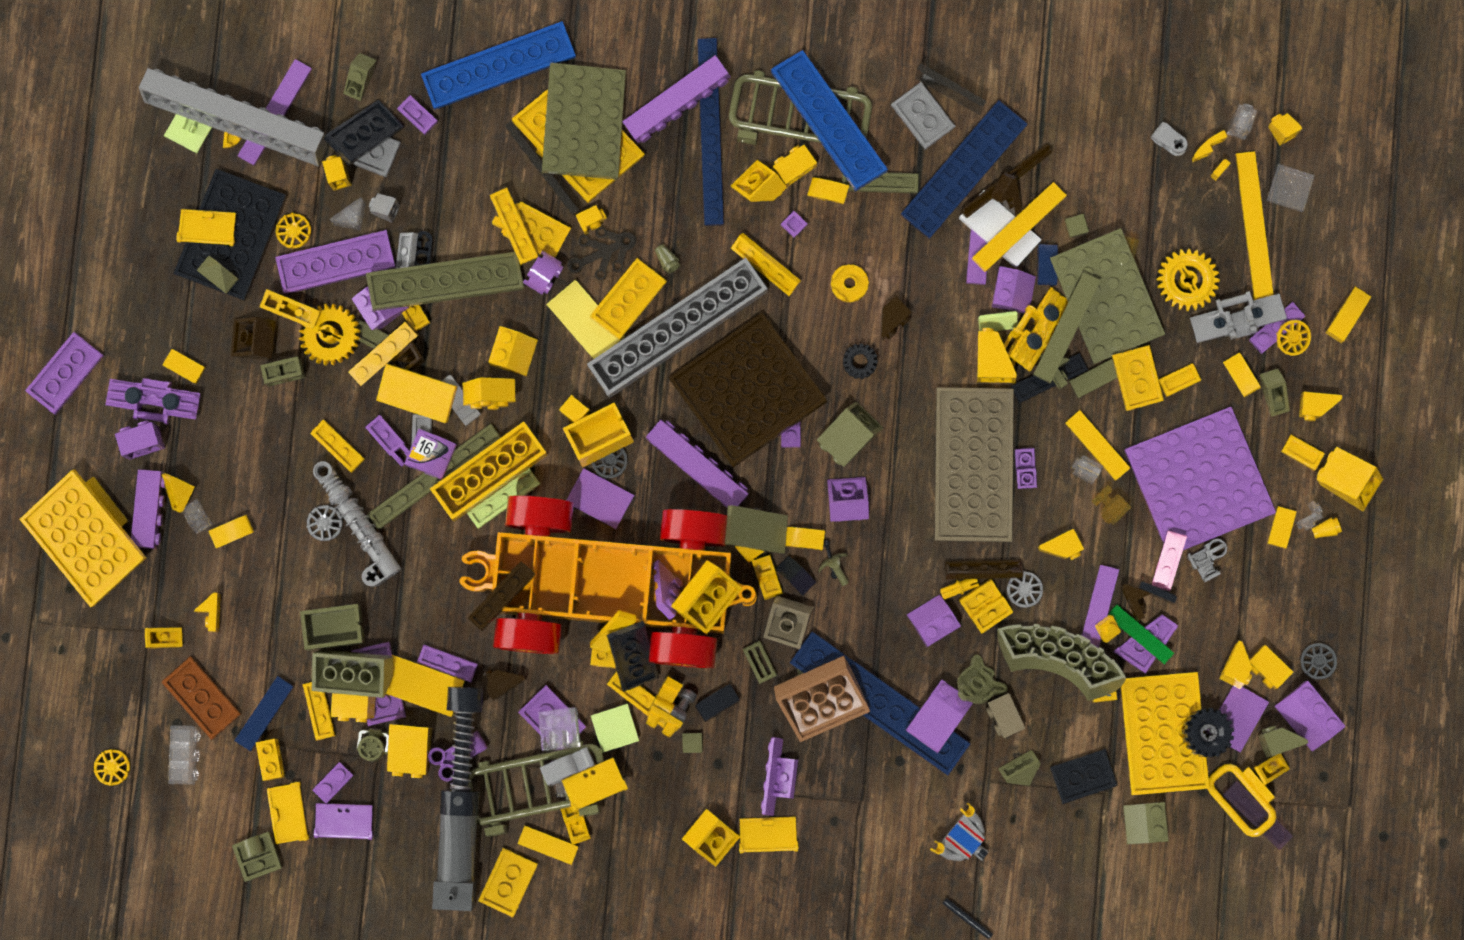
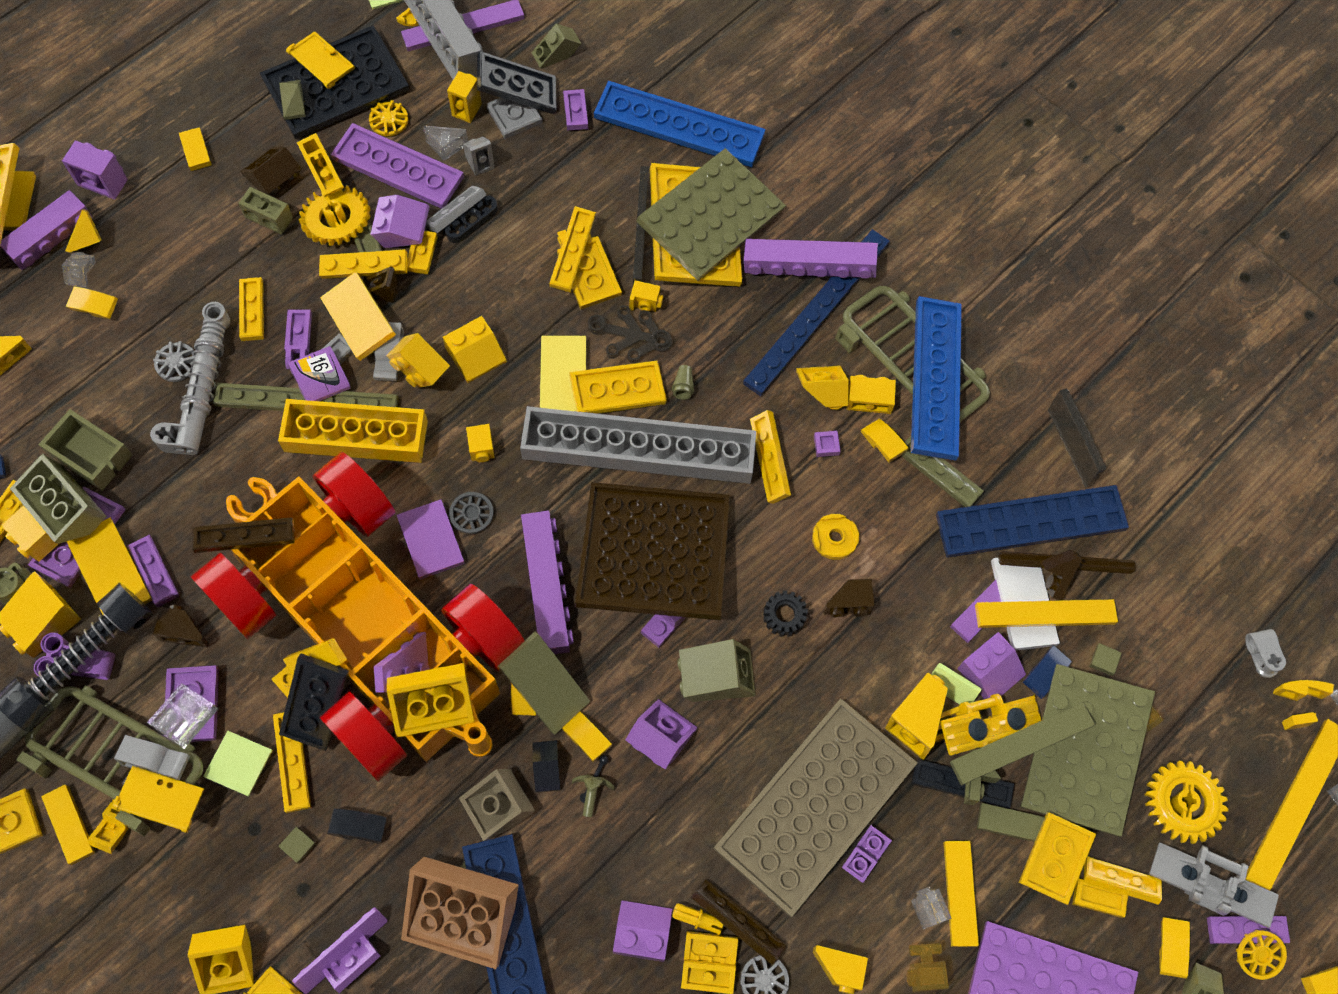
camera: 30 degrees right, 15 degrees down
(64, 373) = (99, 81): medium lavender tile -> none
(156, 393) = (146, 144): medium lavender piece -> none
(444, 281) = (469, 244): olive plate -> none
(498, 501) = (378, 469): yellowish green tile -> none
(543, 272) = (561, 305): medium lavender brick -> none
(598, 435) = (479, 477): yellow piece -> none
(665, 710) = (300, 785): yellow hips -> none
(766, 676) = (428, 843): olive tile -> none
(767, 577) = (517, 743): yellow slope -> none
(923, 116) = (1029, 446): light grey tile -> none
(1184, 359) = (1123, 880): none -> yellow tile

